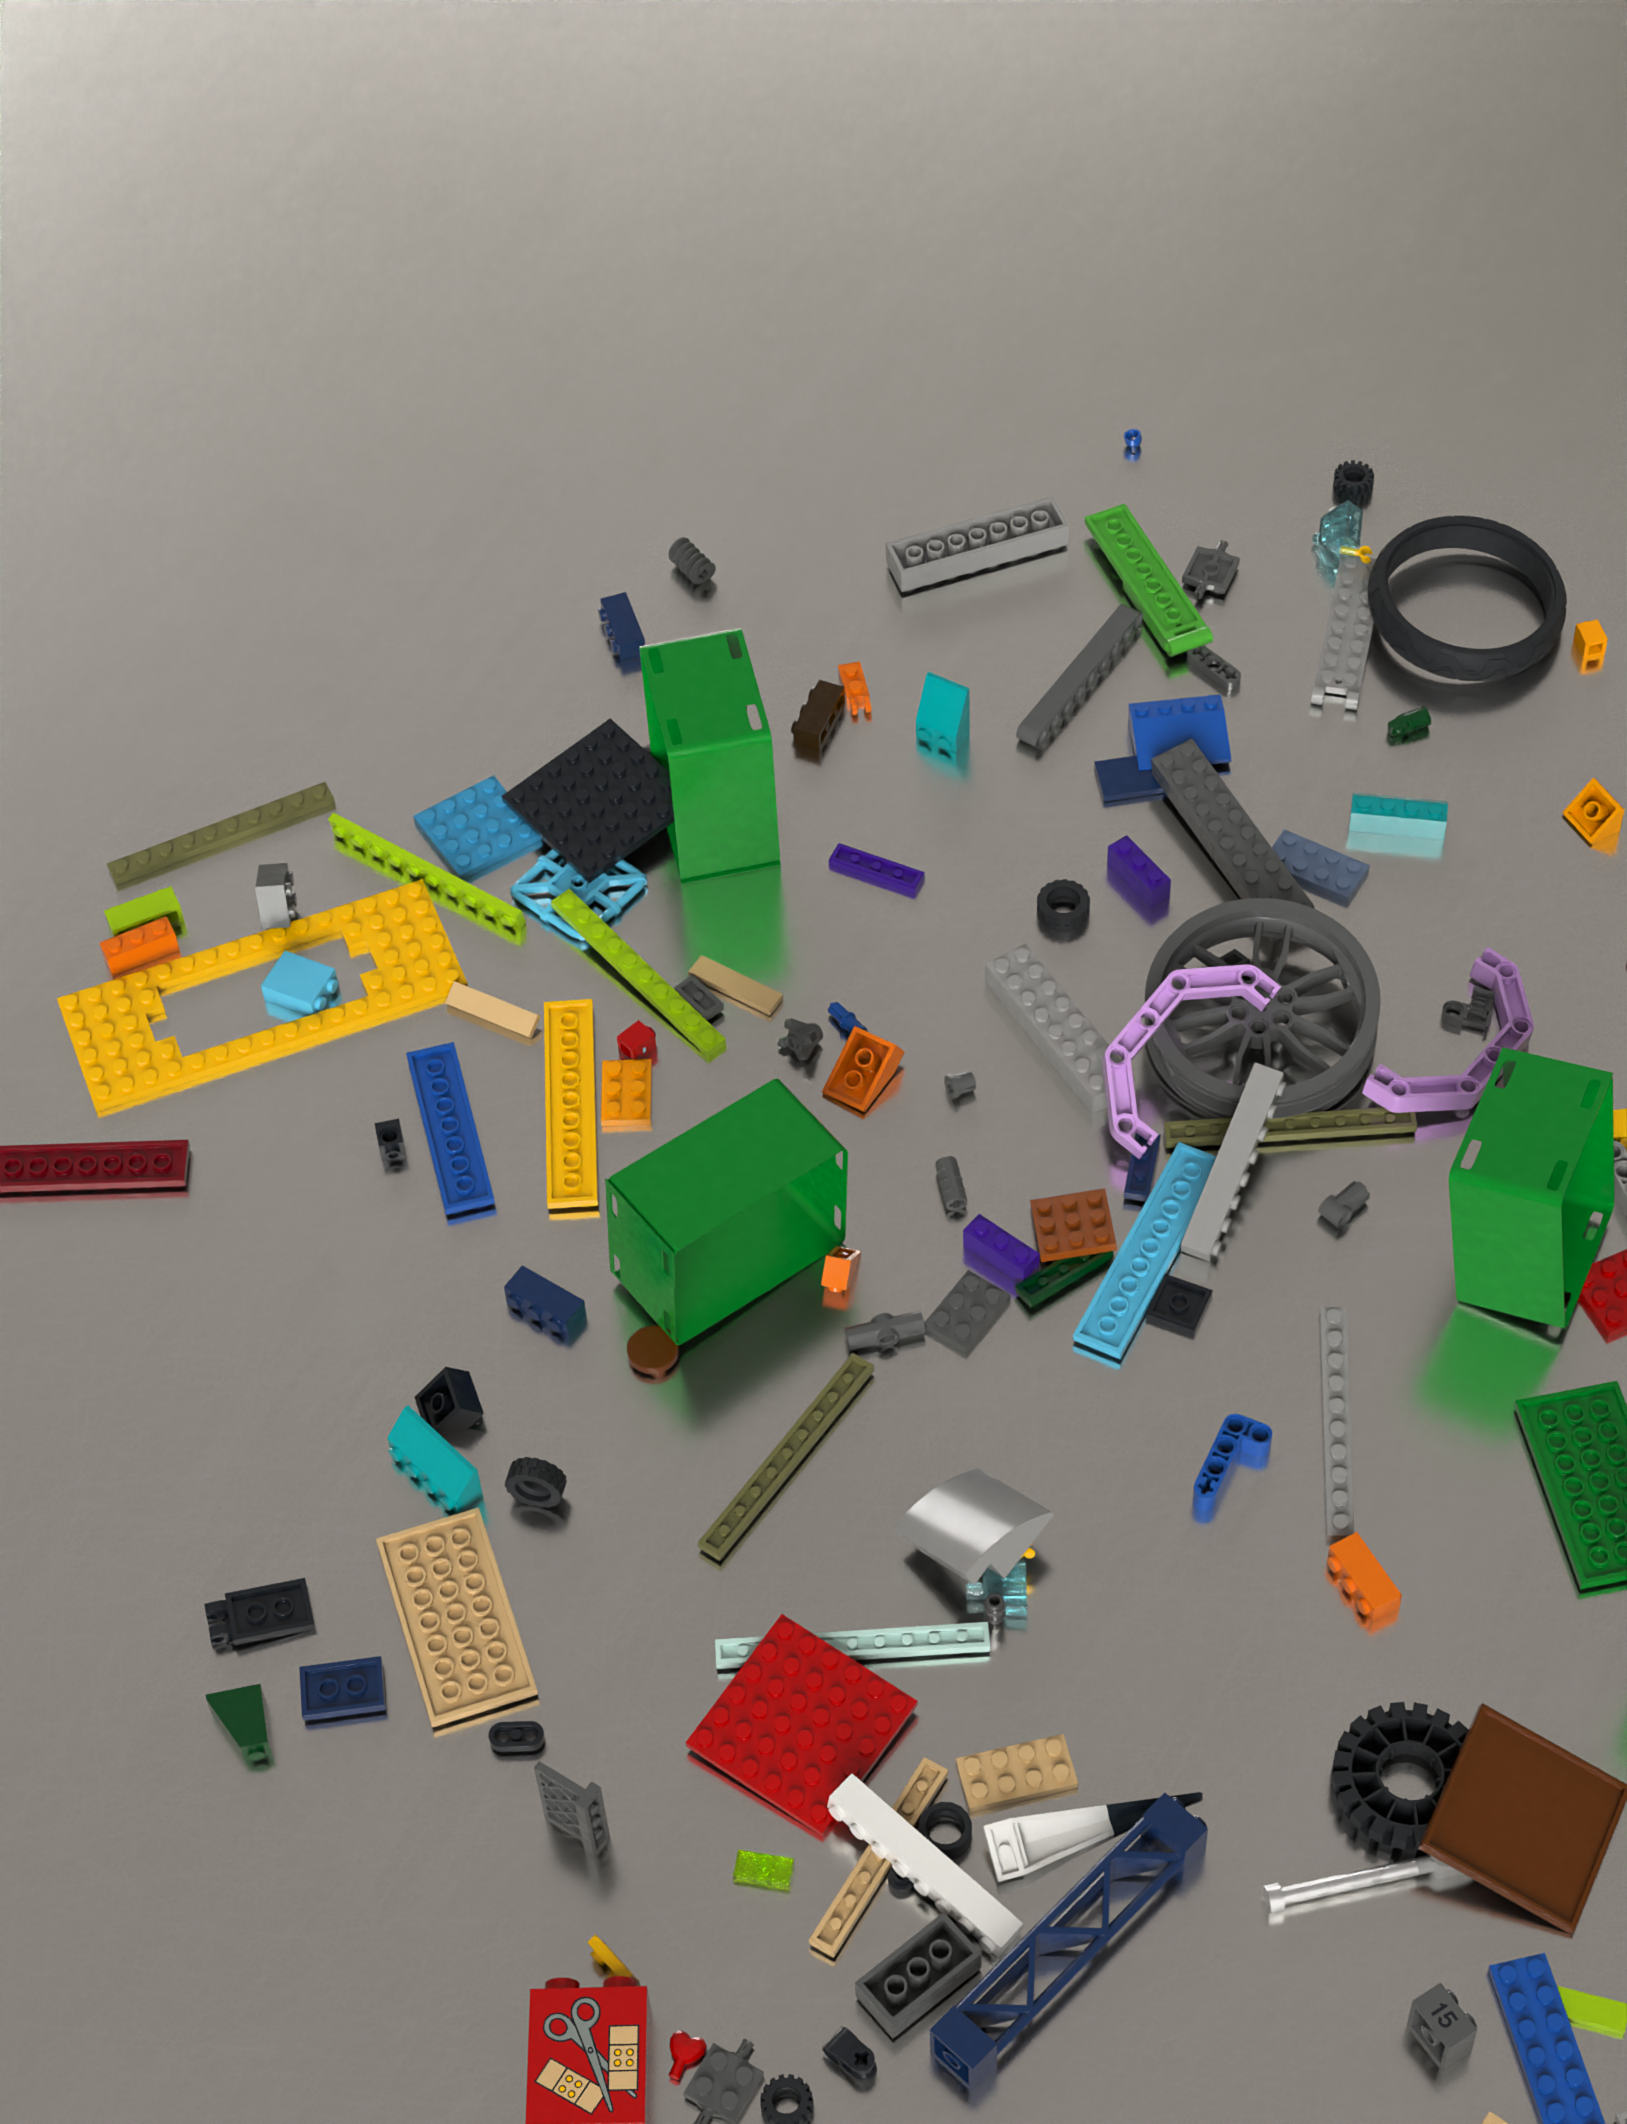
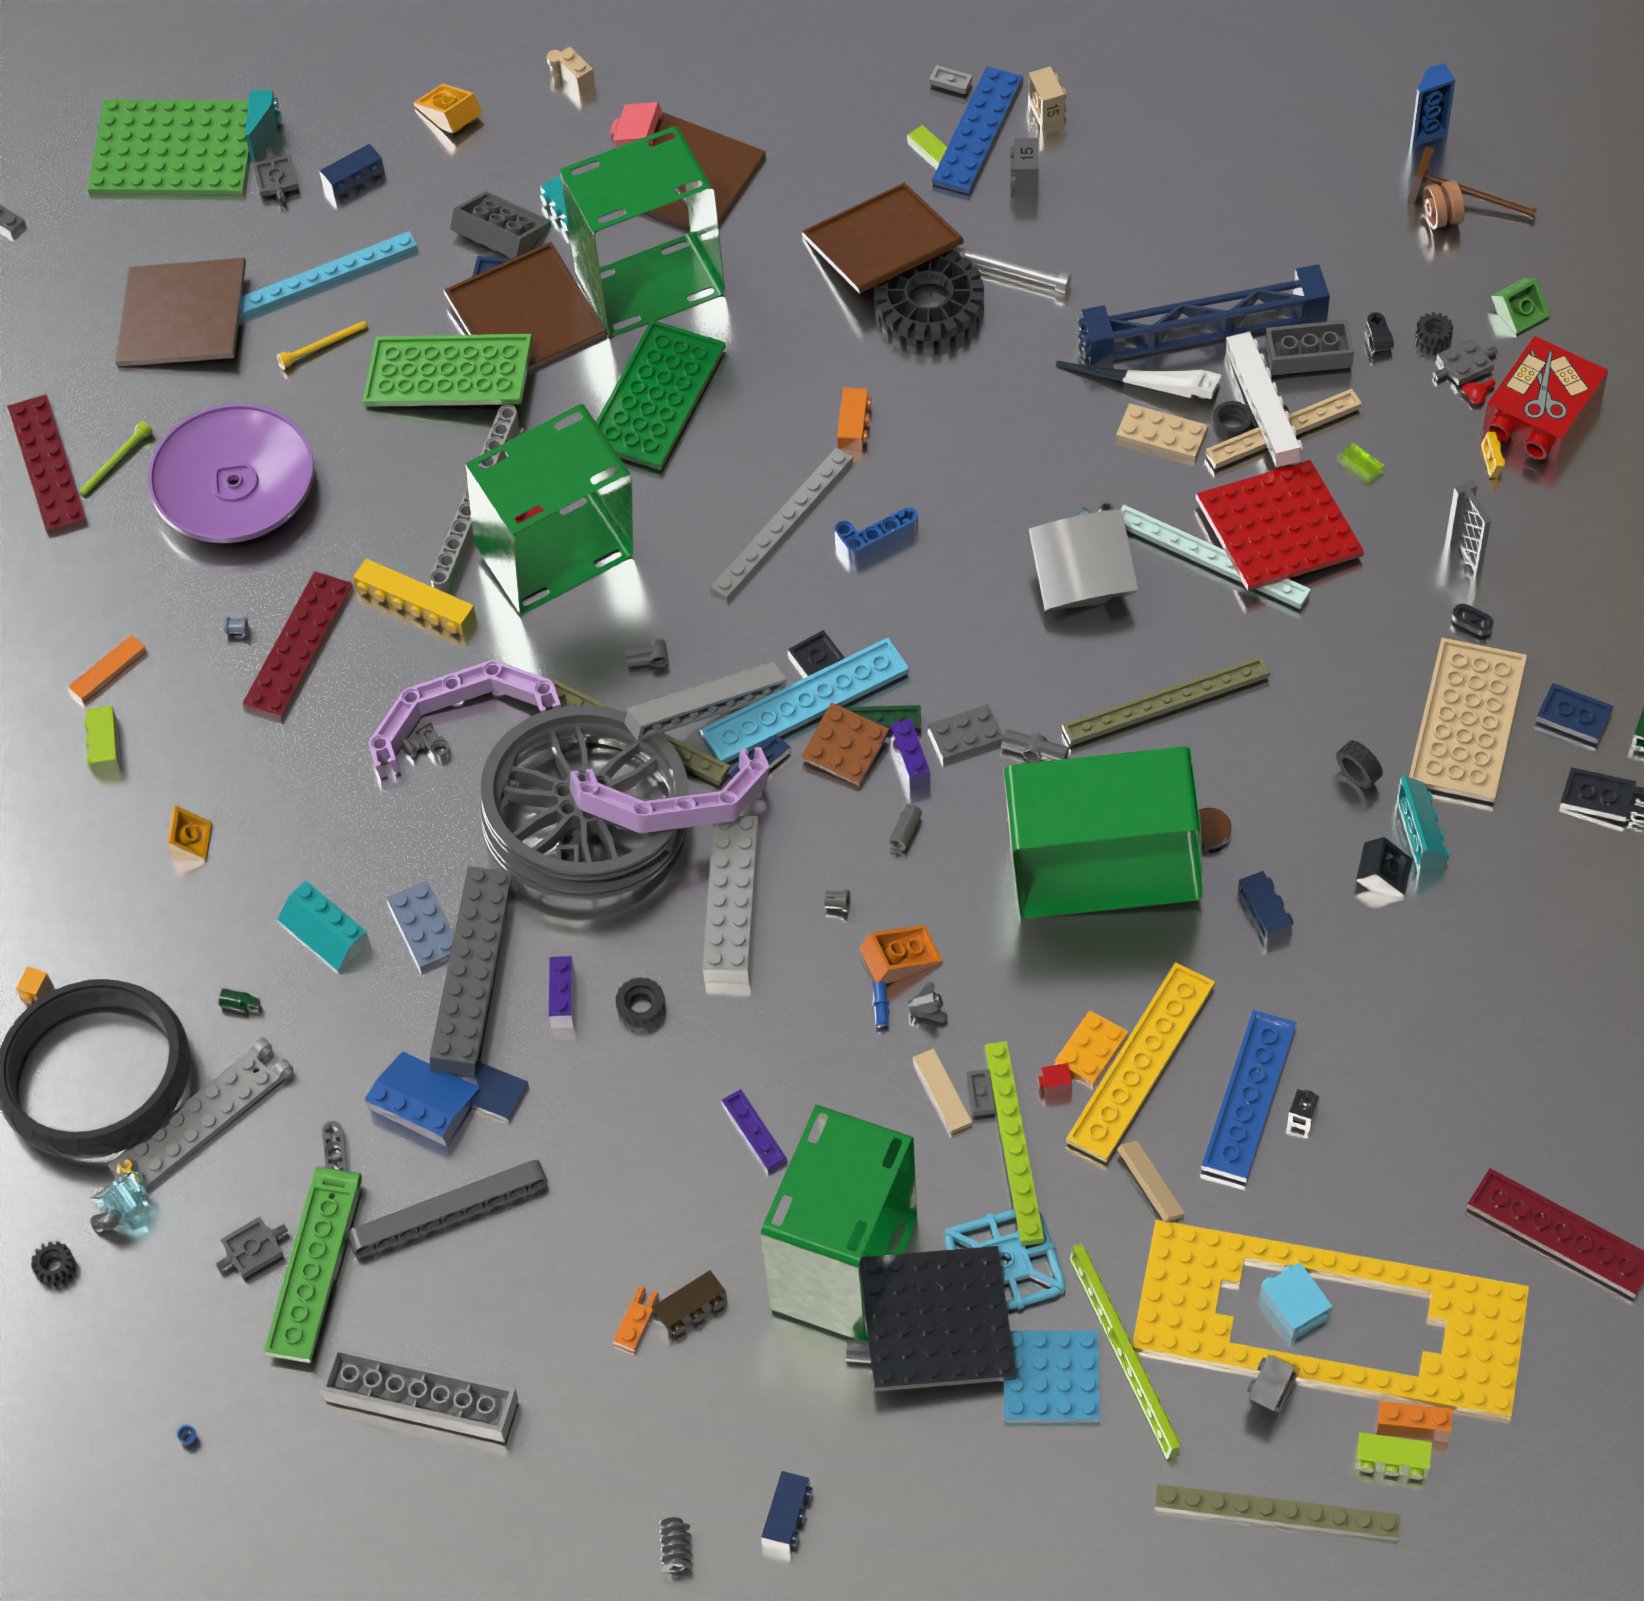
camera: 145 degrees left, 5 degrees up
(943, 713) = (598, 1220): teal slope -> none

